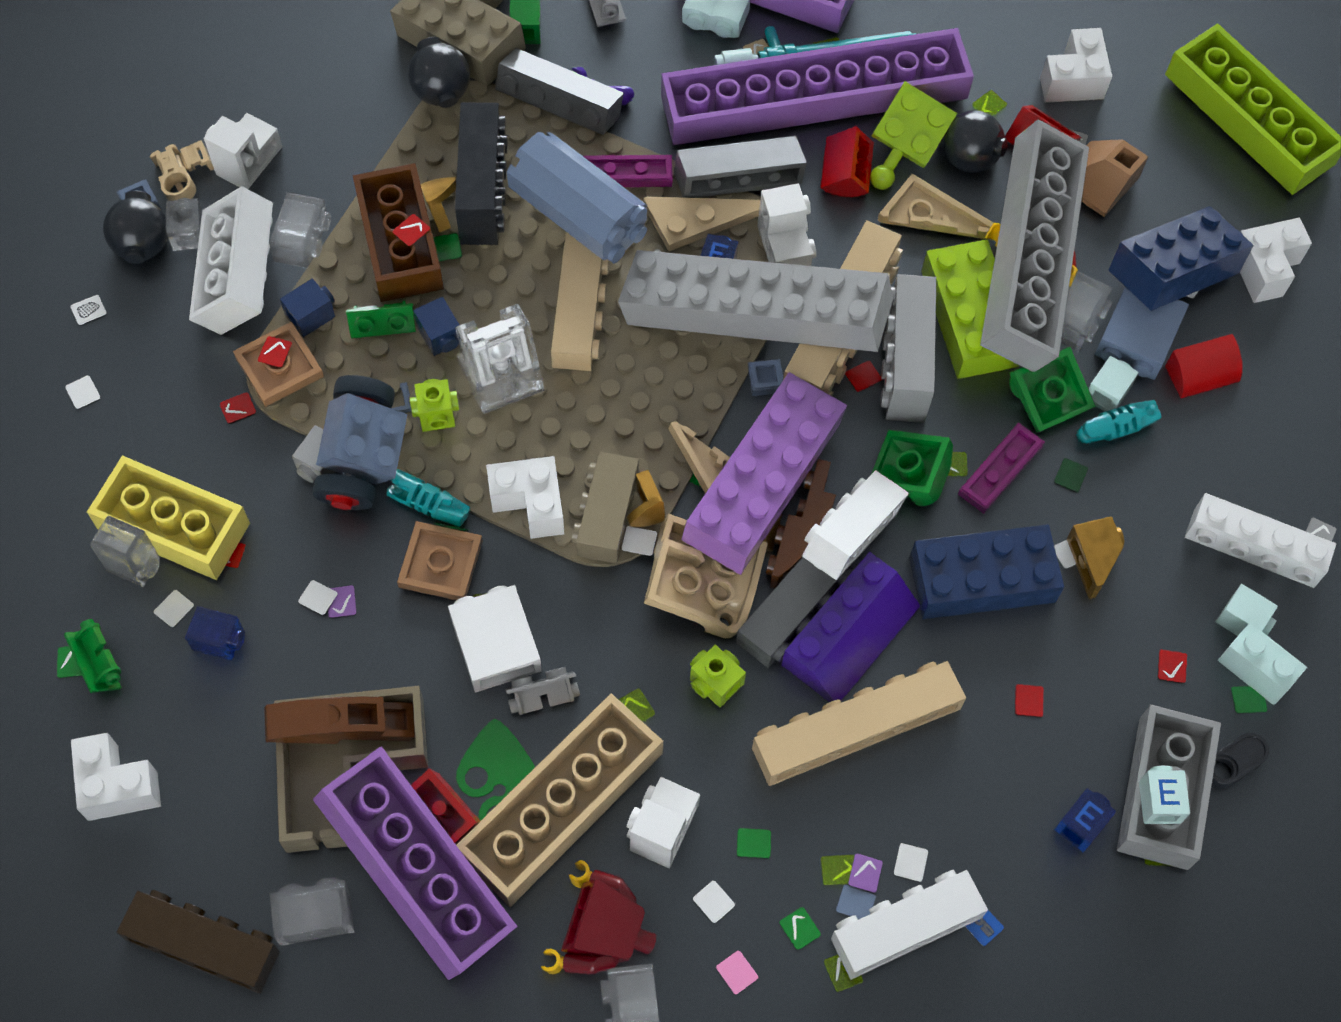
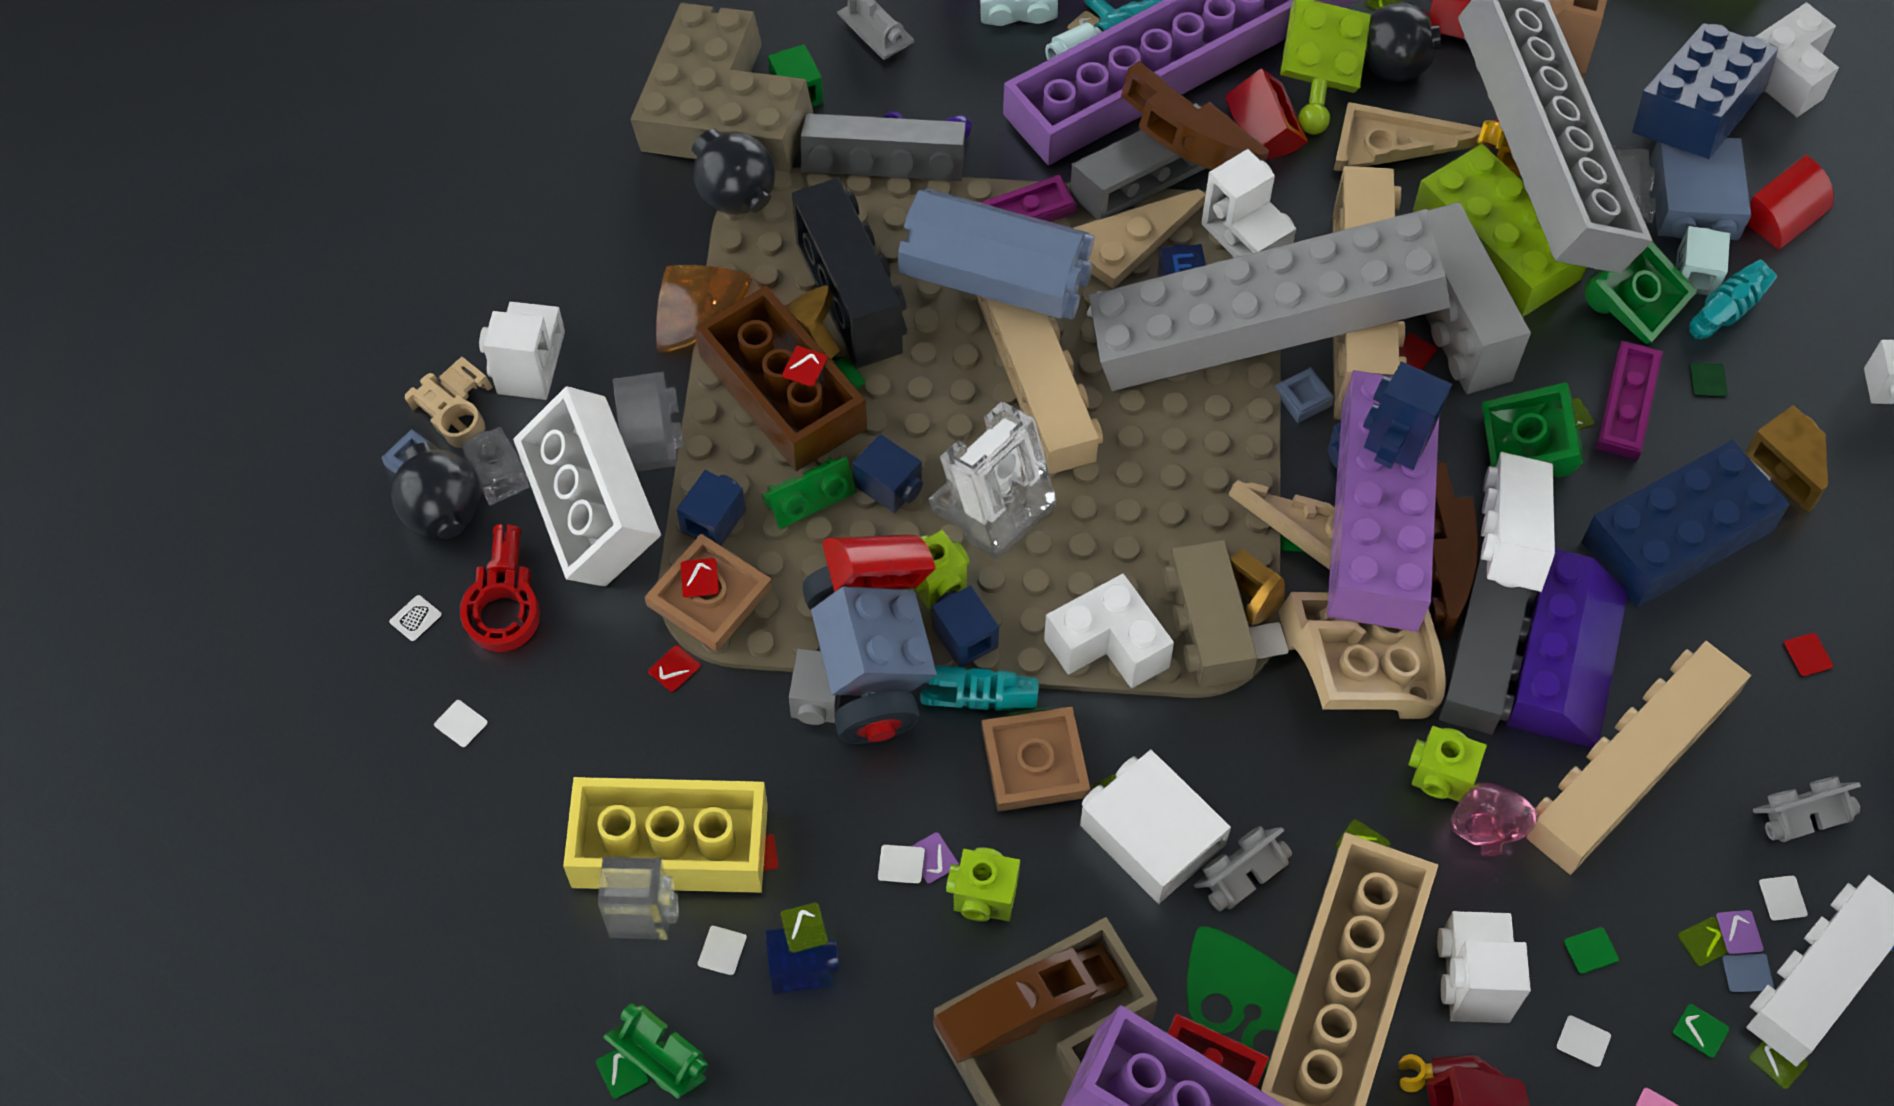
camera: 20 degrees left, 5 degrees down
(150, 304) = (489, 588): none -> red pin
(222, 613) = (804, 927): none -> clear neon green sticker
(358, 632) = (984, 884): none -> lime brick
(372, 152) = (692, 296): none -> clear orange brick
(384, 384) = (878, 561): none -> red brick
(434, 452) = (964, 626): none -> dark blue brick
(727, 723) = (1493, 817): none -> clear pink piece
(774, 158) = (1196, 134): none -> reddish brown slope
(790, 419) = (1405, 415): none -> dark blue brick
(947, 806) = (1791, 812): none -> light grey hinge

